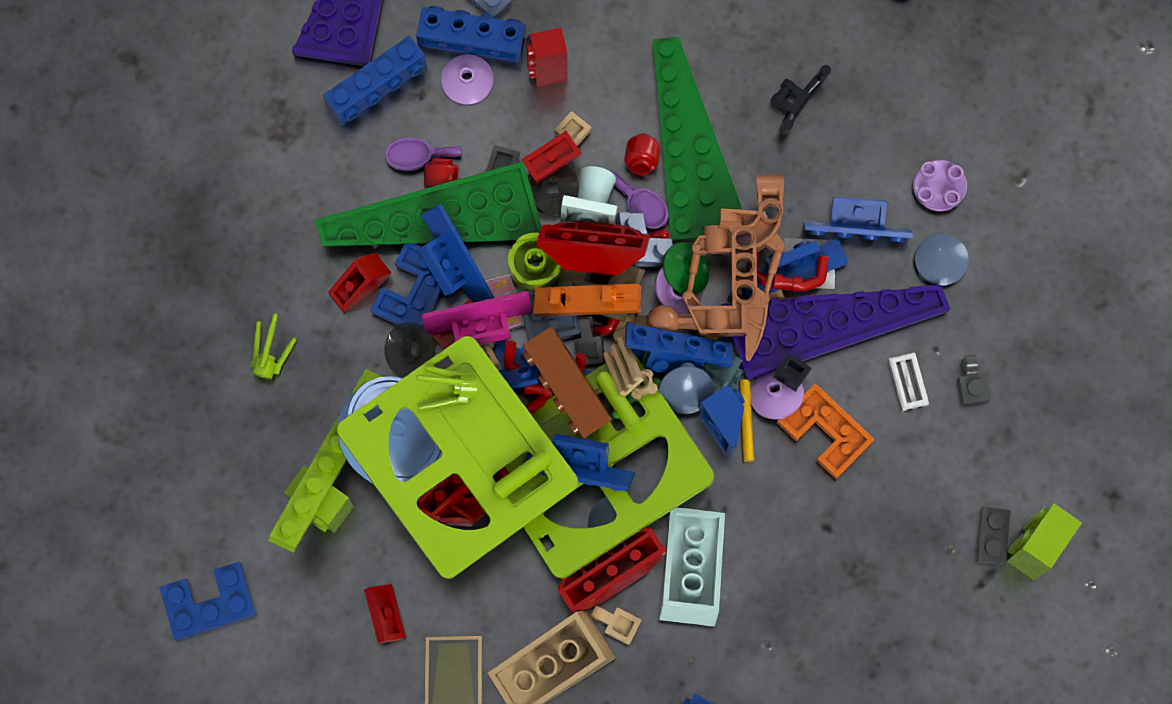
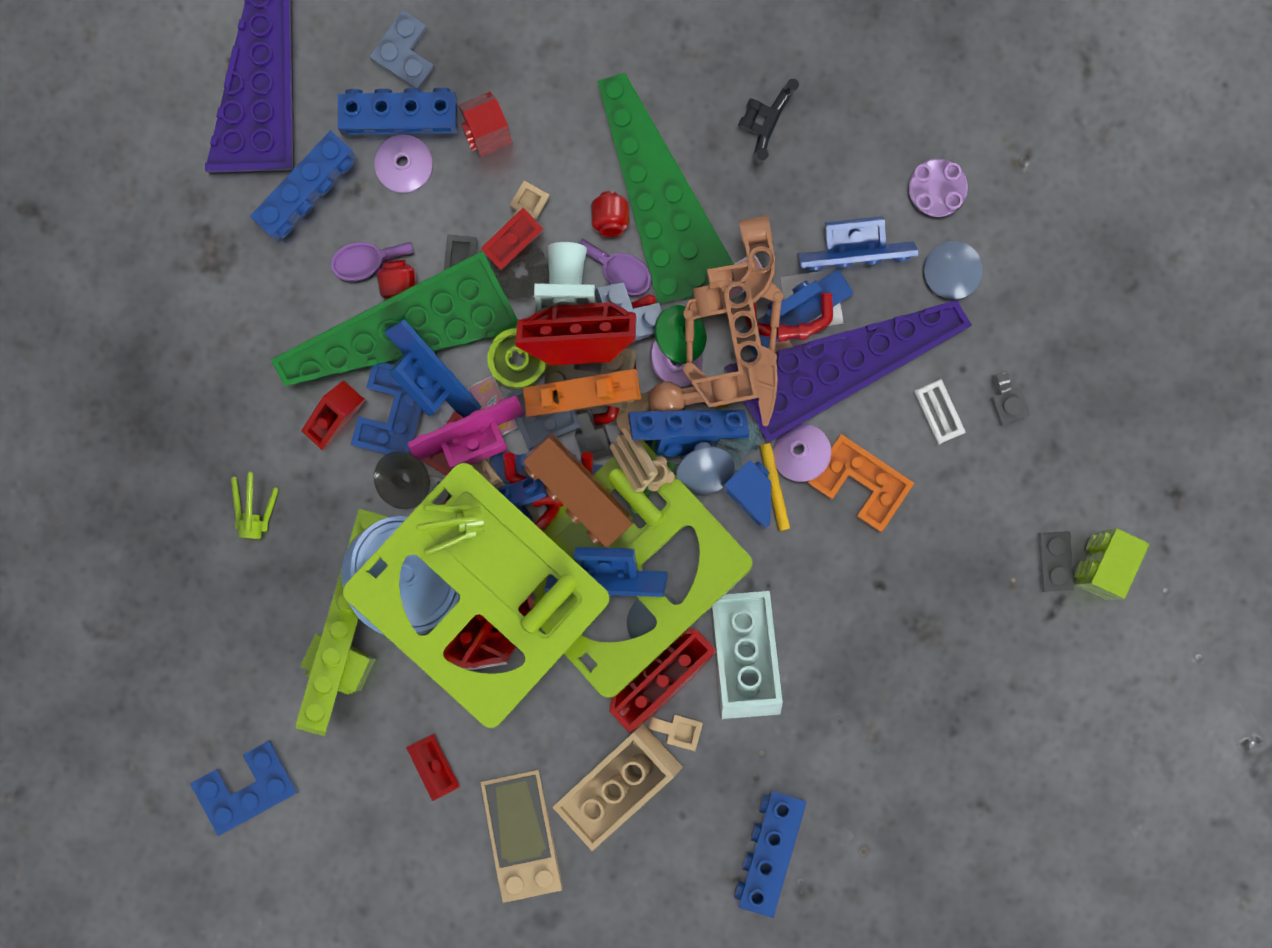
camera: 10 degrees left, 10 degrees up
(792, 372) = (814, 429): black plate -> none

